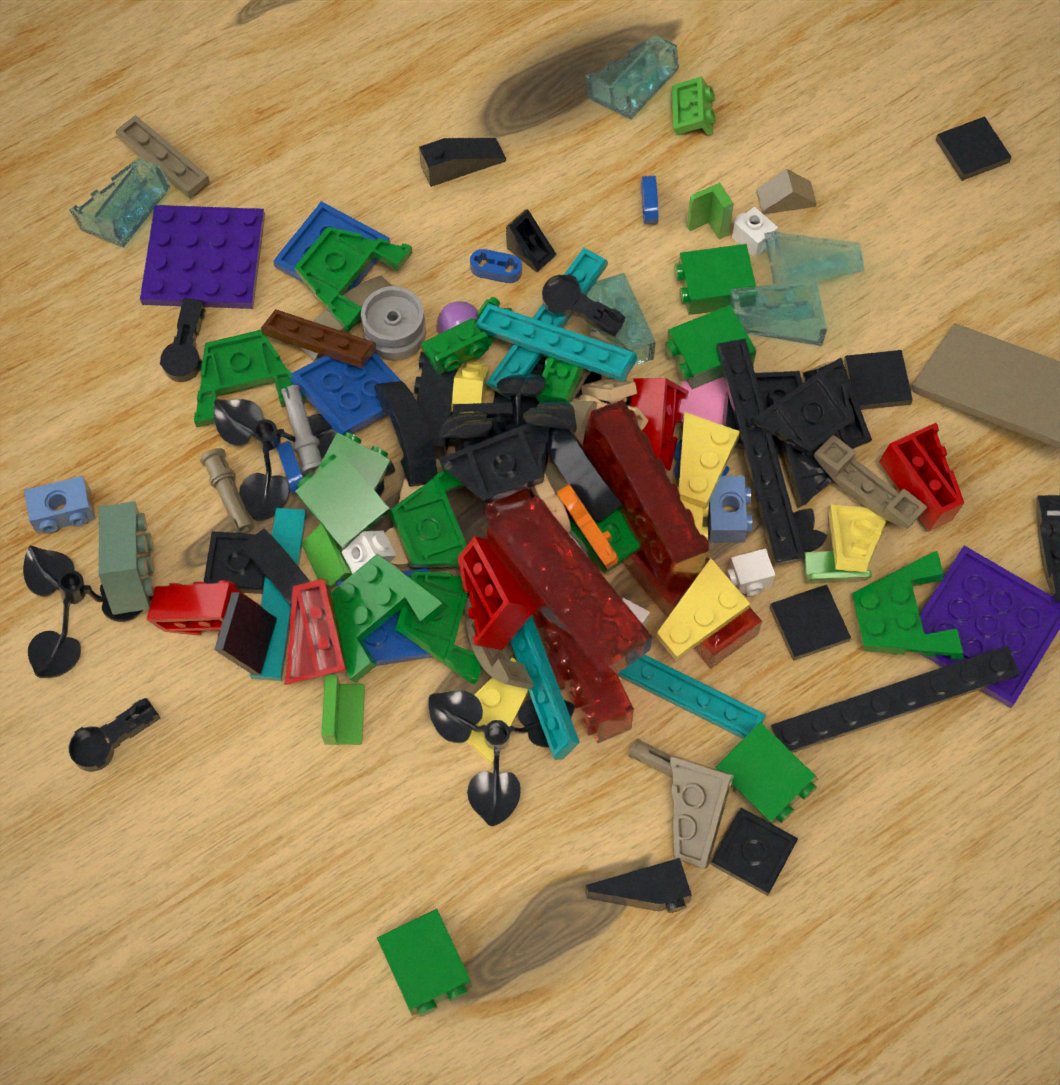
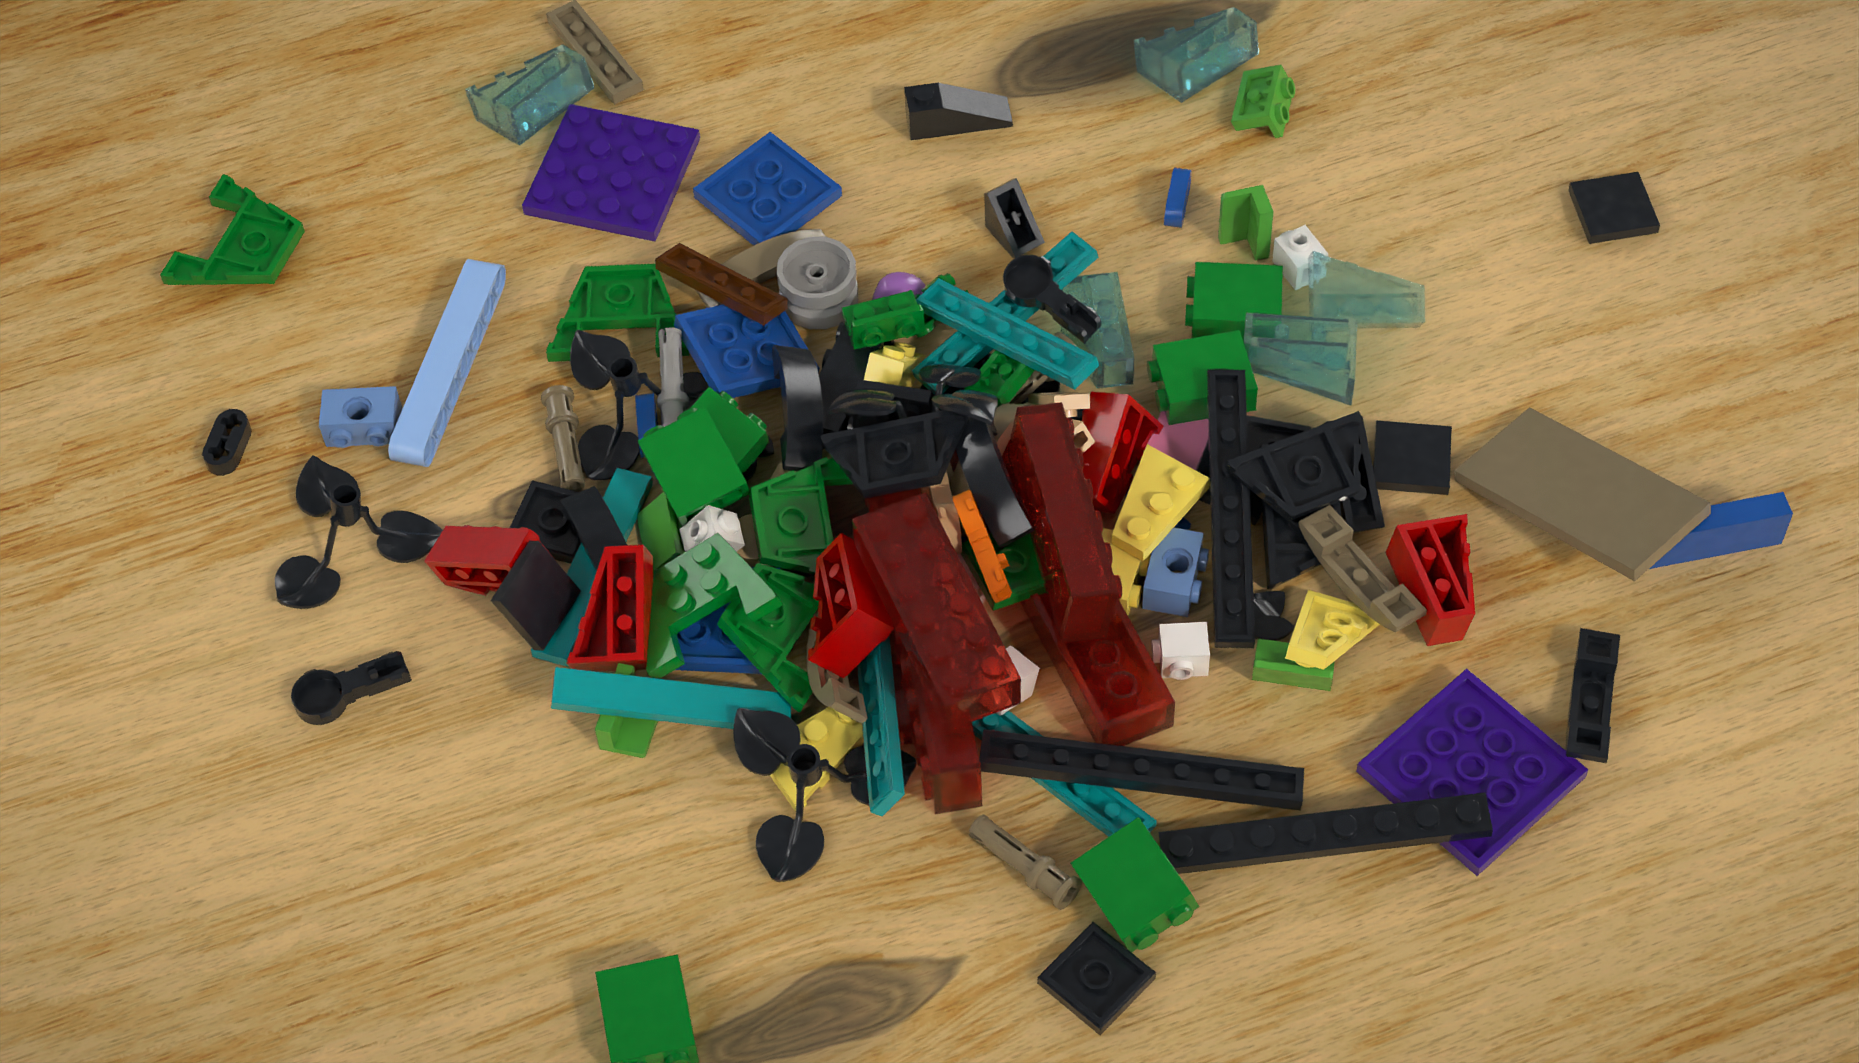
camera: 15 degrees right, 10 degrees down
(117, 434) = (447, 363): none -> light blue beam
(125, 557) = (417, 483): sand green brick -> none
(181, 359) = (552, 280): black piece -> none
(337, 262) = (770, 200): green wing -> none
(365, 698) = (658, 698): none -> teal tile
(496, 266) = (964, 243): blue beam -> none
(648, 888) = (946, 989): black slope -> none
(698, 809) = (1035, 908): dark tan wing -> none
(702, 611) = (1100, 674): light yellow wing -> none
(746, 677) = (1142, 769): none -> black plate
(786, 193) = (1355, 219): dark tan slope -> none
(810, 622) = (1244, 723): black tile -> none
(891, 616) = (1348, 731): green wing -> none

